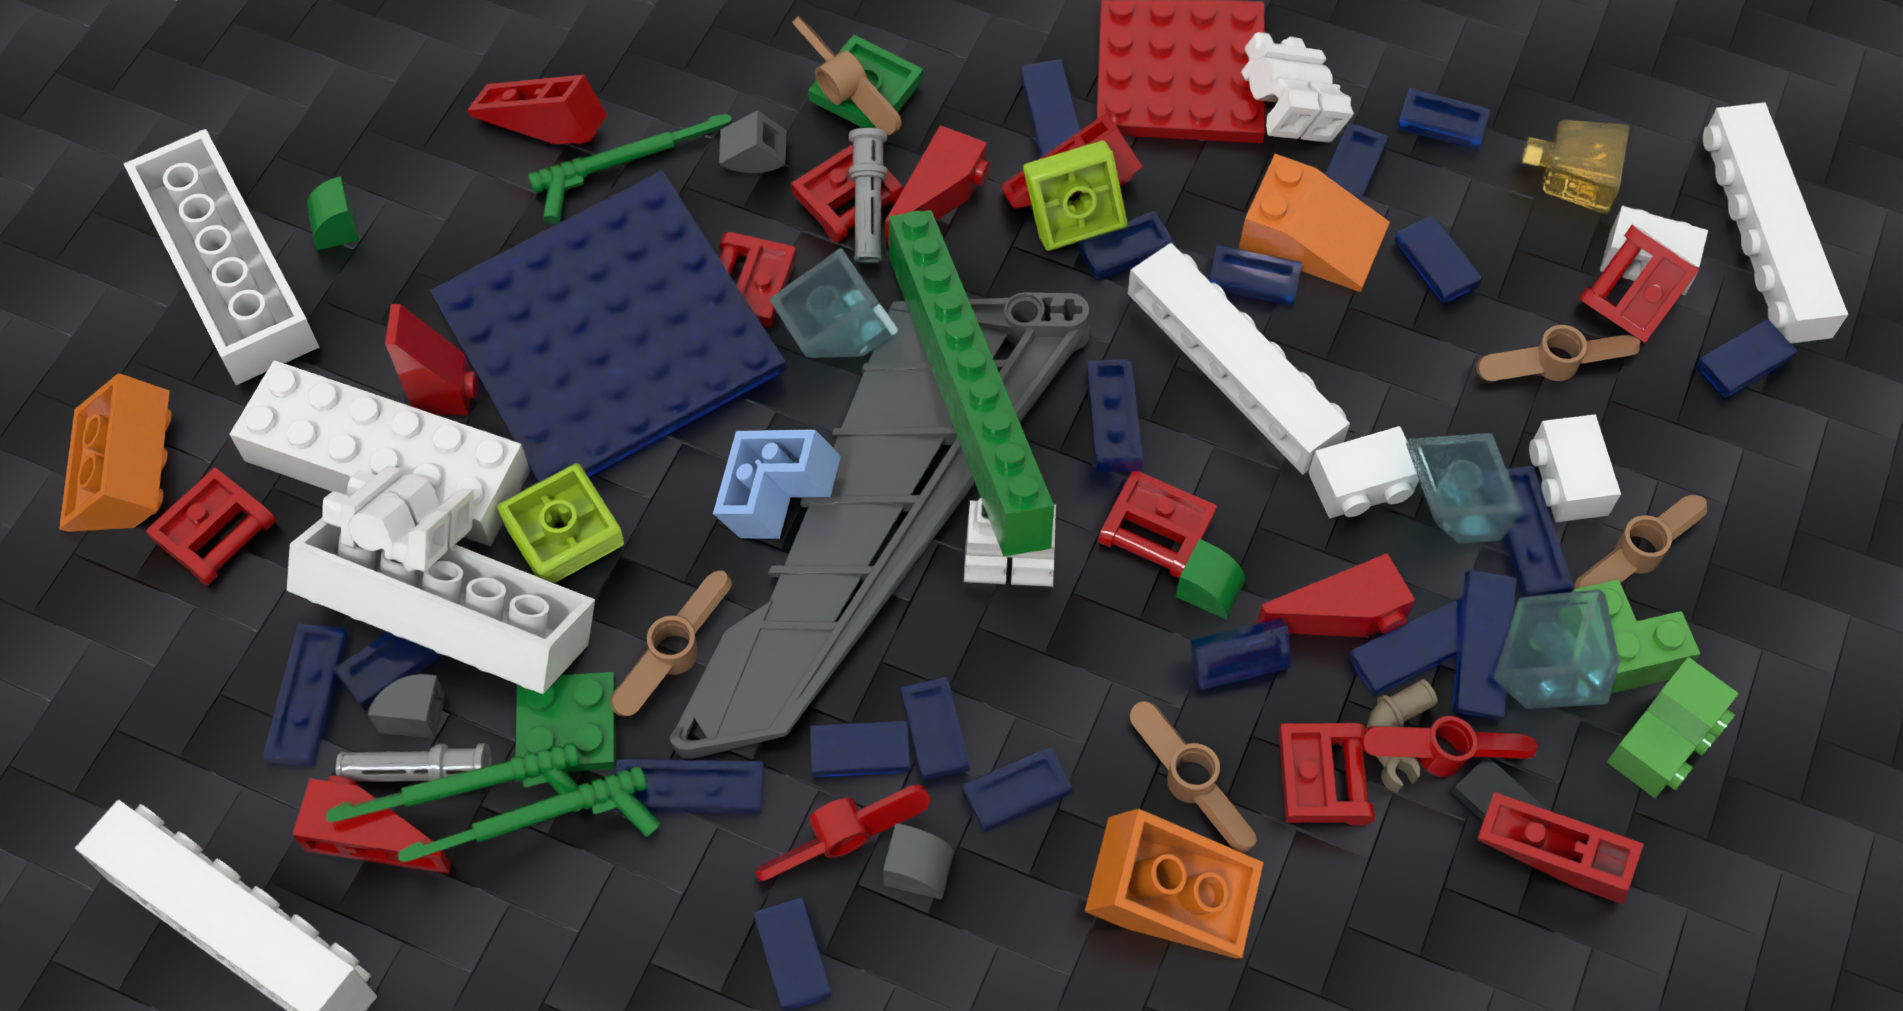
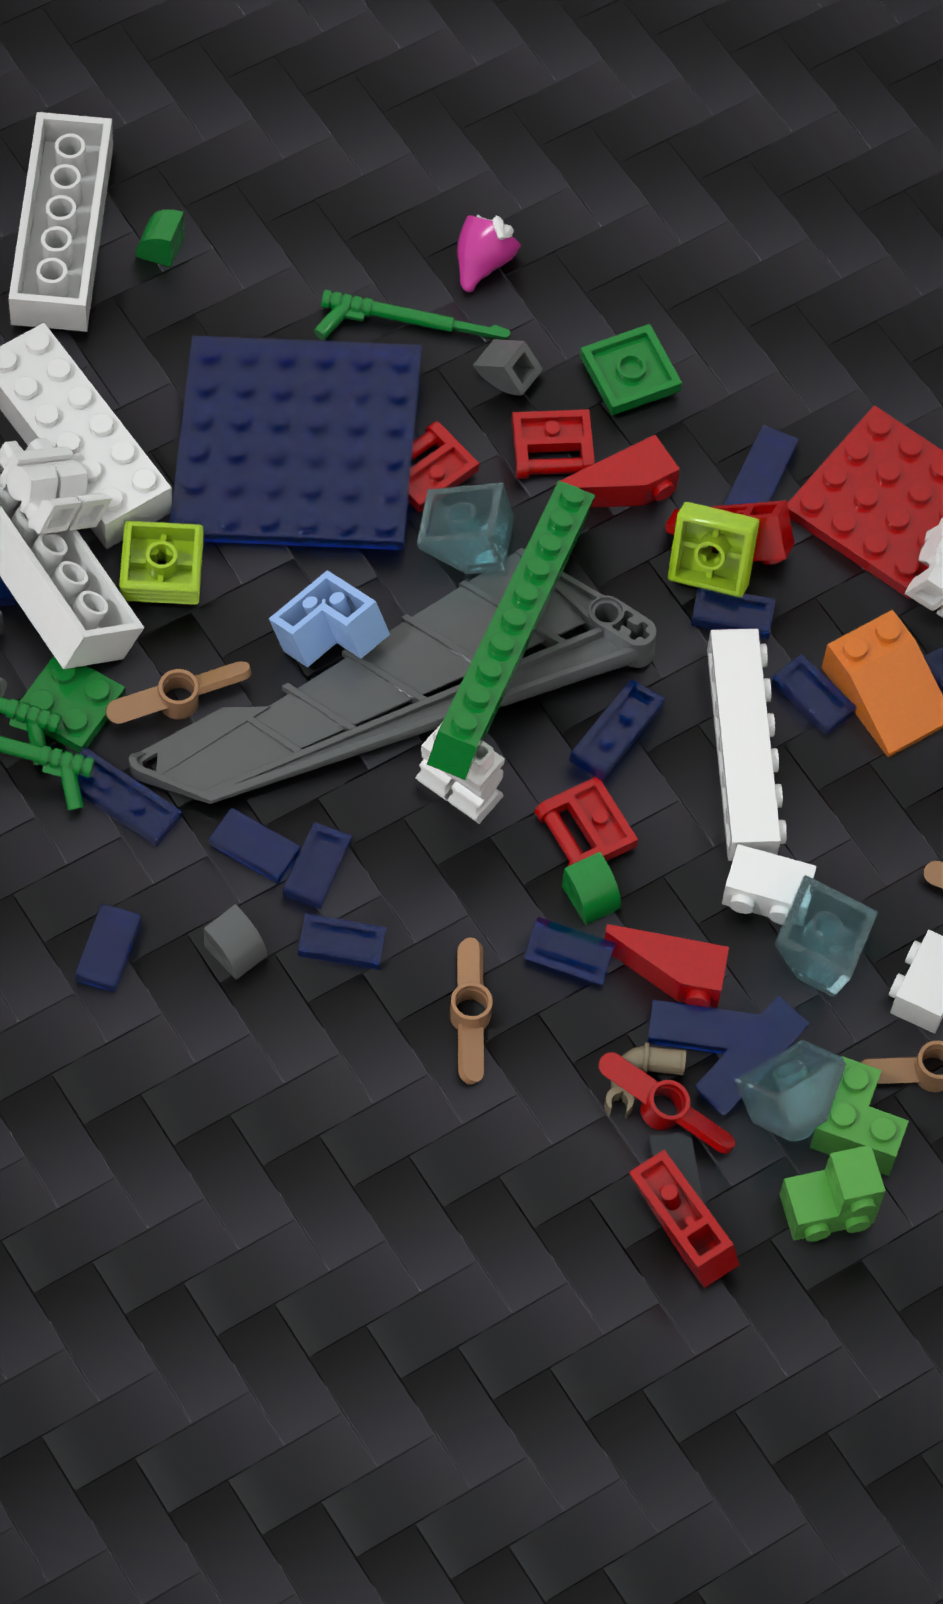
camera: 30 degrees right, 0 degrees up
(429, 366) = (146, 392): red slope -> none
(547, 109) = (372, 245): red slope -> none
(651, 52) = (483, 248): none -> dark pink hat
(844, 828) = (202, 890): red piece -> none
(845, 78) = (608, 355): medium nougat piece -> none
(868, 174) = (570, 439): light grey pin -> none
(1174, 884) = (398, 1069): orange slope -> none
(1310, 777) = (553, 1060): red plate -> none
(1533, 540) = (861, 1003): clear blue tile -> none

